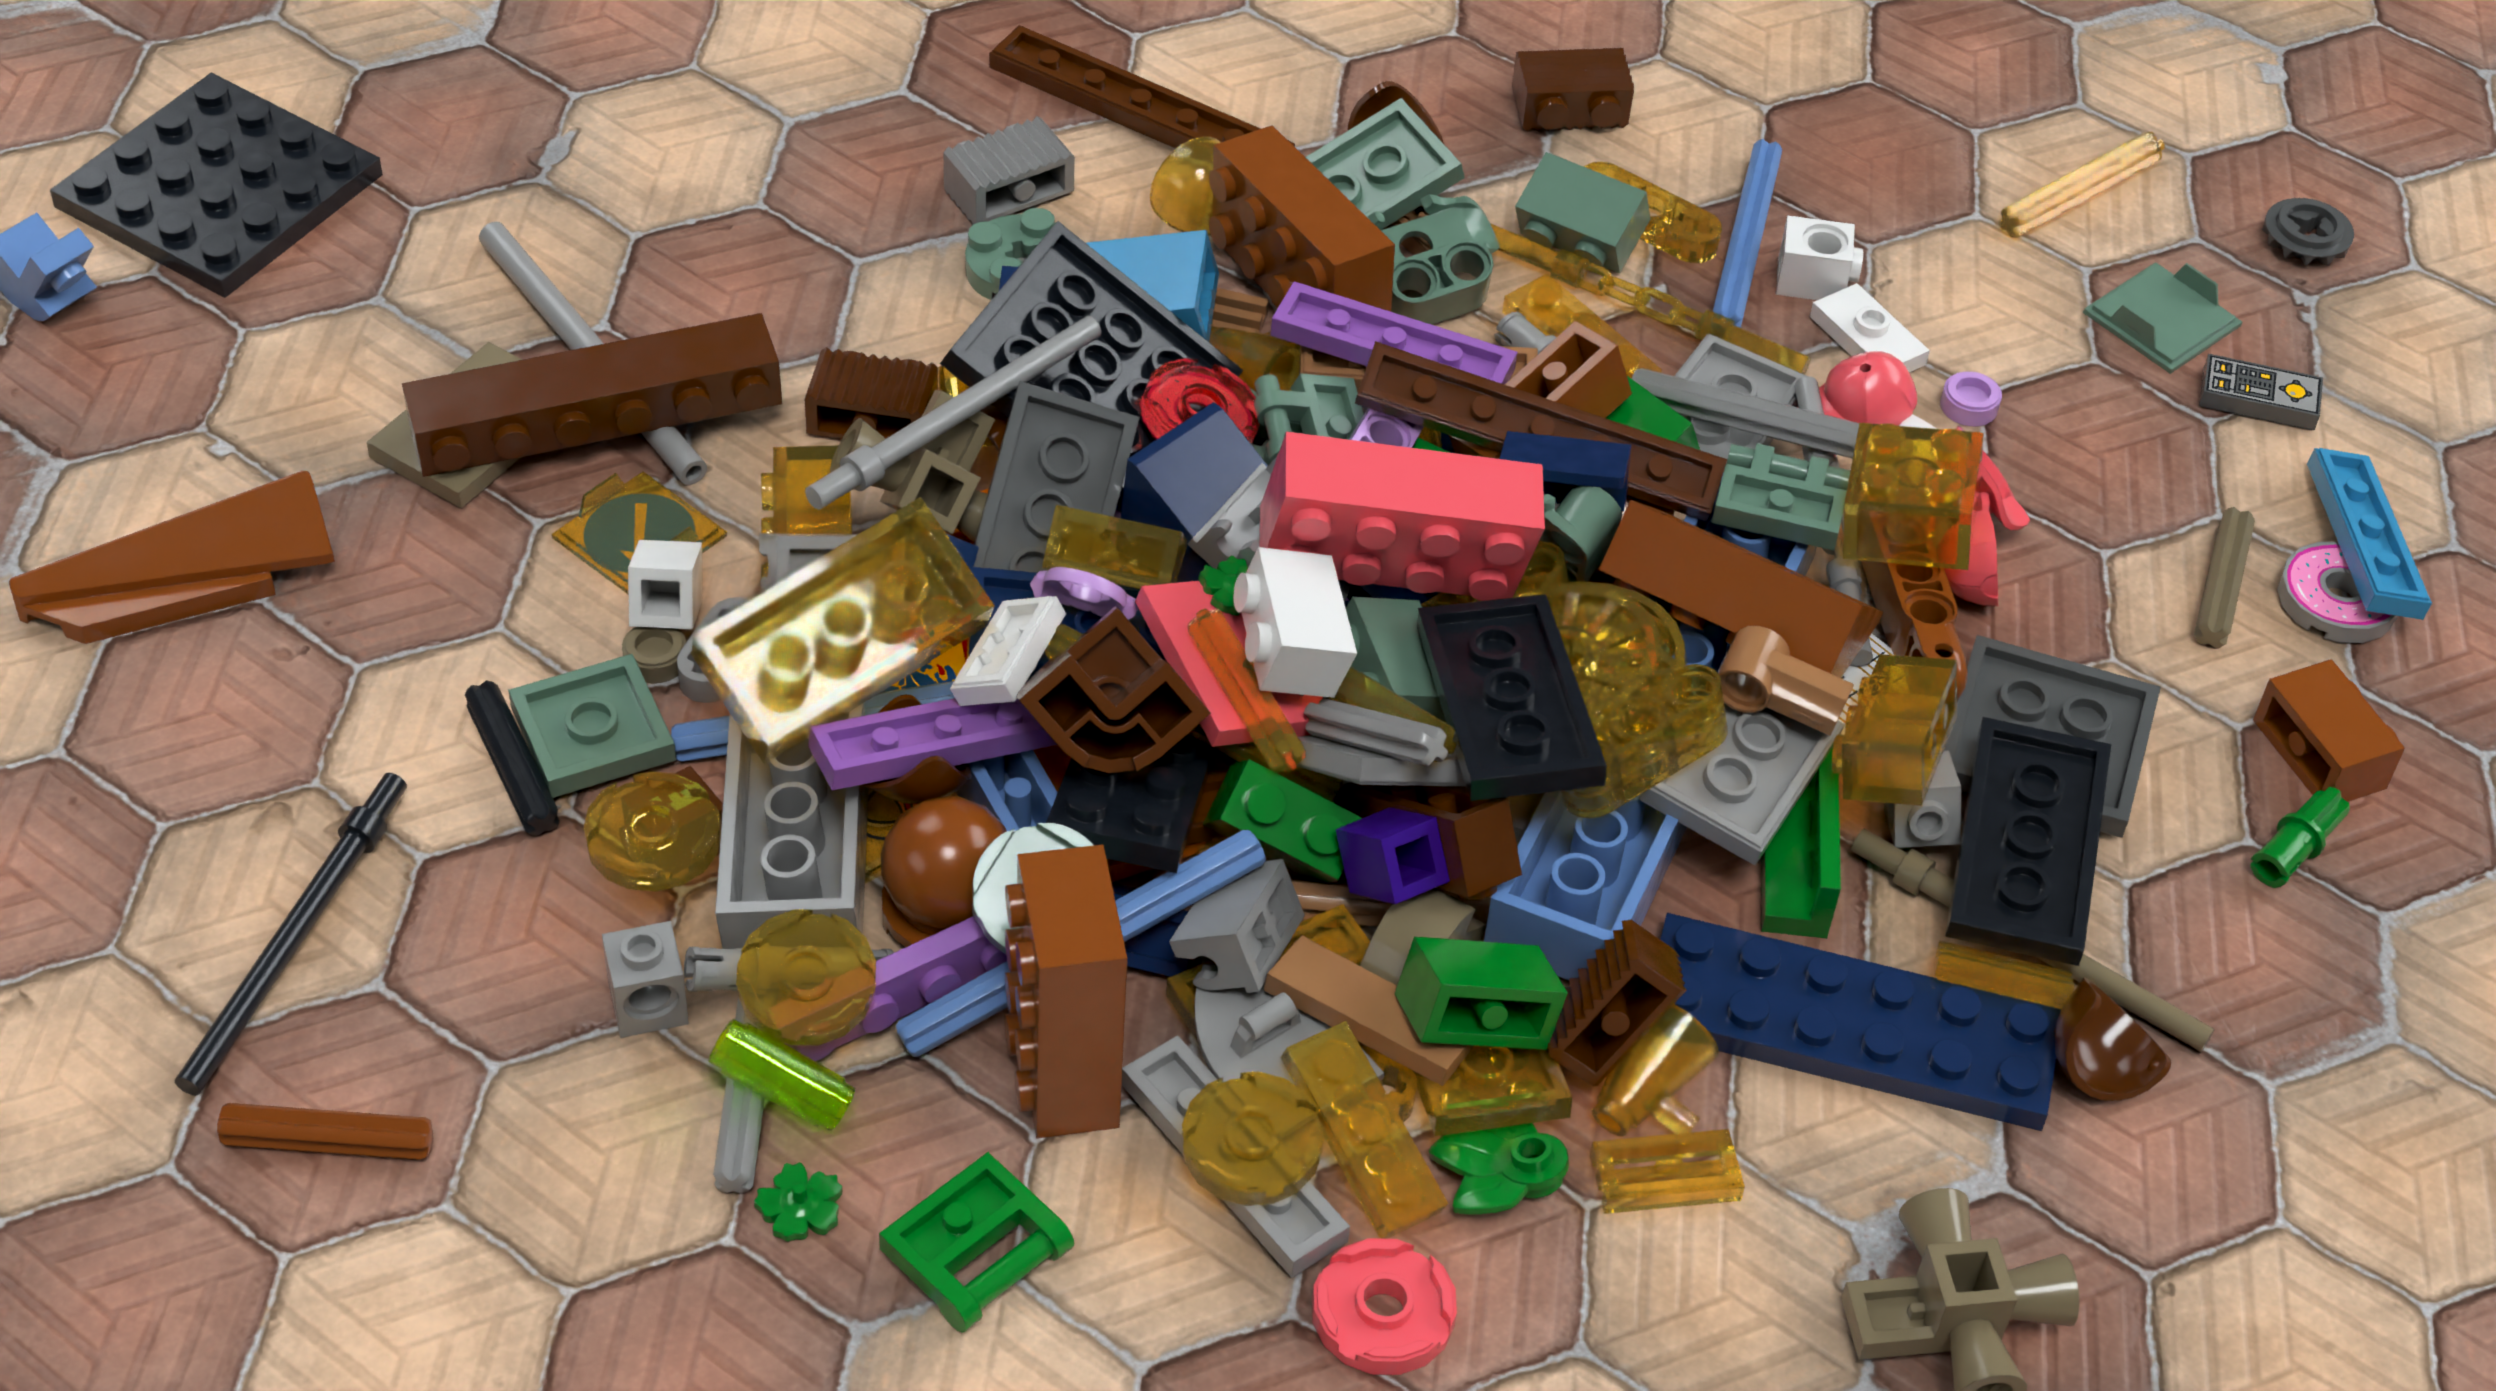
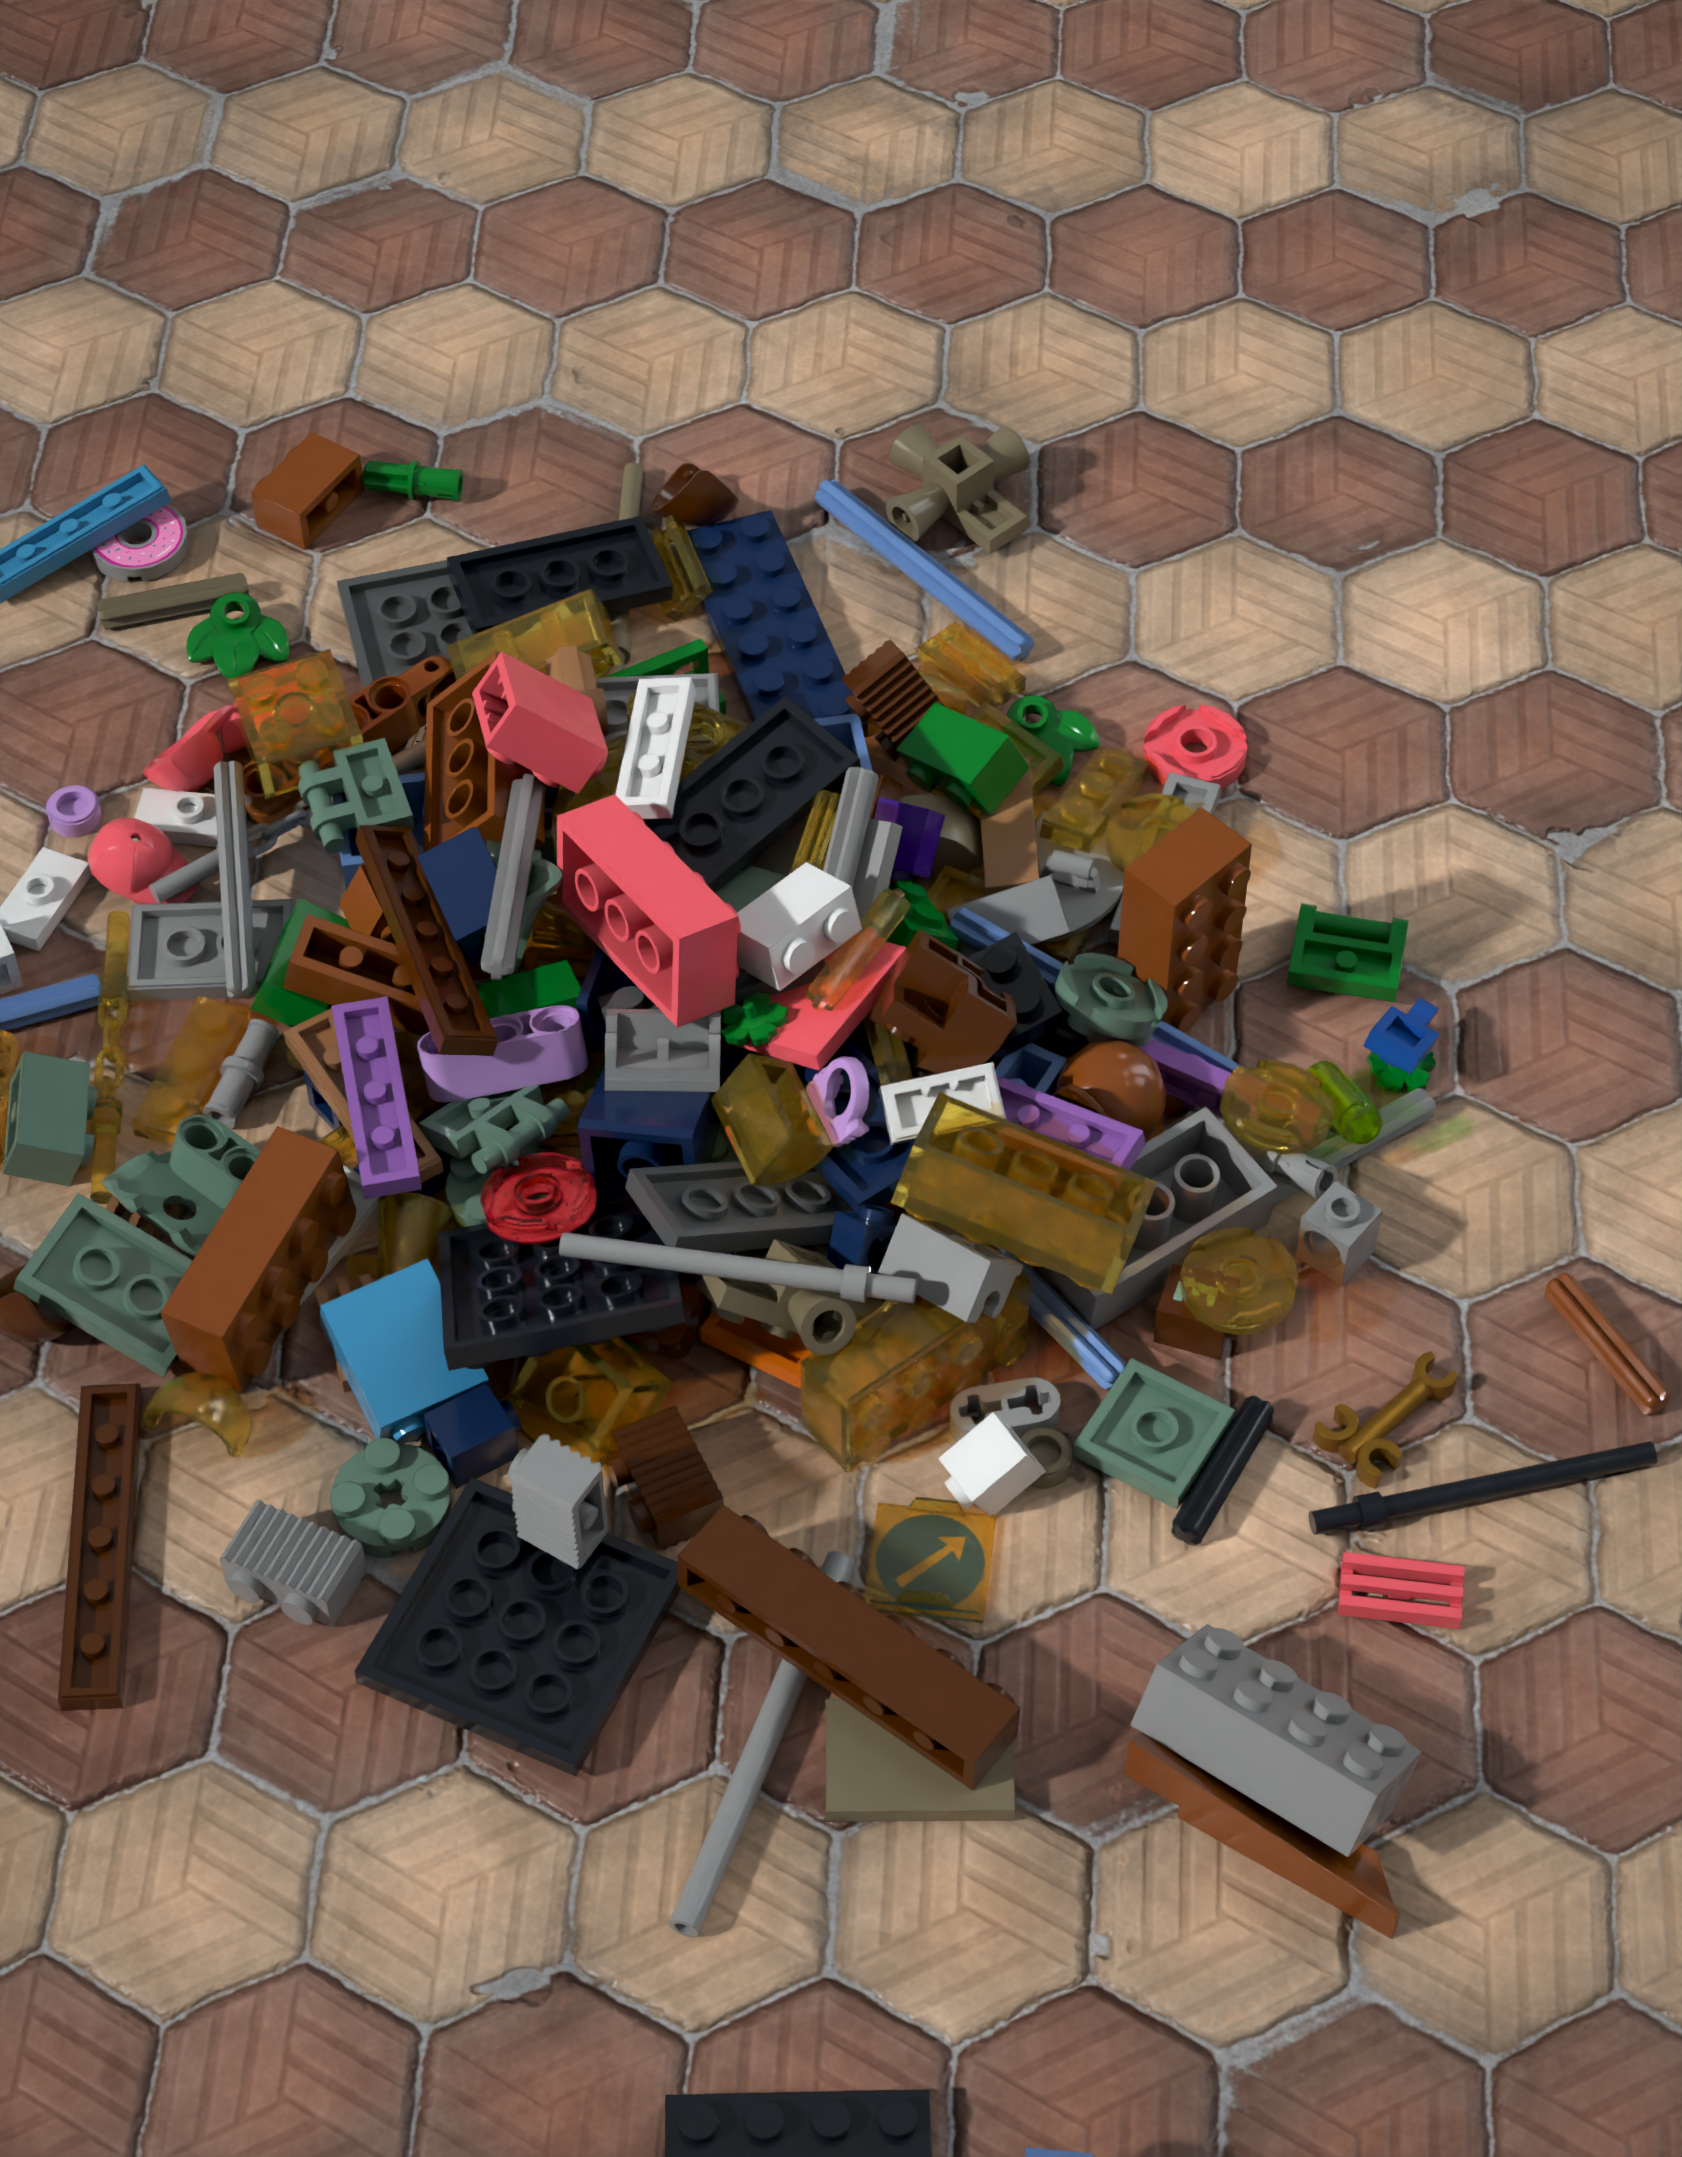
camera: 120 degrees left, 5 degrees up
(219, 585) = (1276, 1738): none -> light grey brick
(264, 799) = (1401, 1581): none -> coral tile
(433, 875) = (1367, 1442): none -> pearl gold bar
(801, 1169) = (1404, 1038): none -> blue plate
(831, 264) = (516, 1636): none -> black plate
(879, 269) = (558, 1500): none -> light grey brick
(1559, 482) = (512, 877): none -> light grey axle
(1615, 635) = (656, 746): none -> white plate
(1708, 557) = (539, 724): none -> coral brick
(1842, 1210) = (924, 570): none -> medium blue axle
(2135, 598) = (237, 642): none -> green plate

